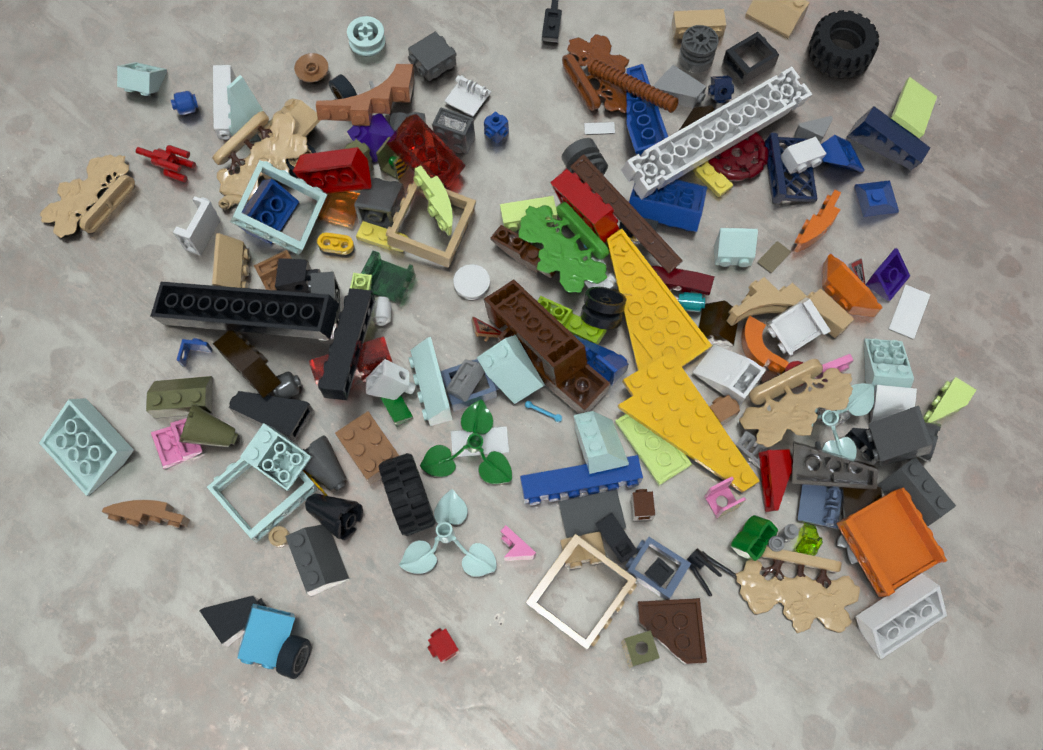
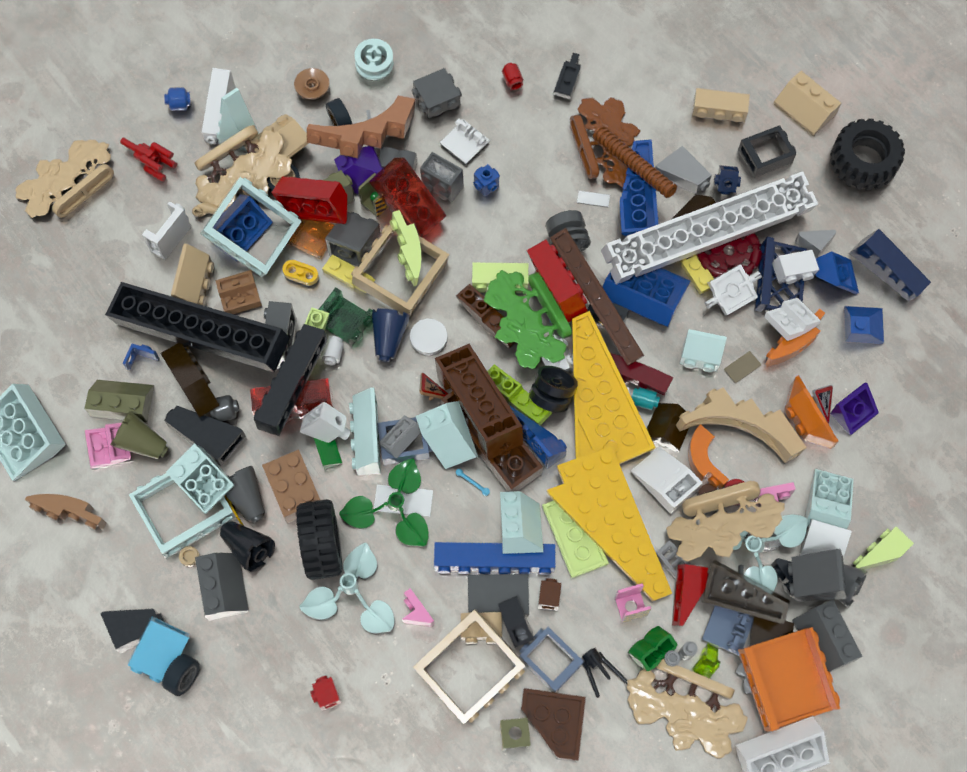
camera: 10 degrees right, 0 degrees up
(140, 78) = (138, 64): light aqua slope -> none
(293, 275) = (252, 299): black torso -> none
(432, 283) = (388, 332): none -> dark blue cone
(500, 30) = (512, 76): none -> red brick
(659, 572) = (550, 663): black tile -> none
(698, 48) = (713, 132): dark grey wheel -> none
(725, 408) = (653, 514): medium nougat brick -> none
(749, 187) = (732, 289): none -> white plate
(797, 326) = (745, 444): white panel -> none
(812, 203) = (792, 319): none -> white slope
(909, 311) = (869, 449): white sticker -> none
(914, 107) = (924, 236): yellowish green tile -> none

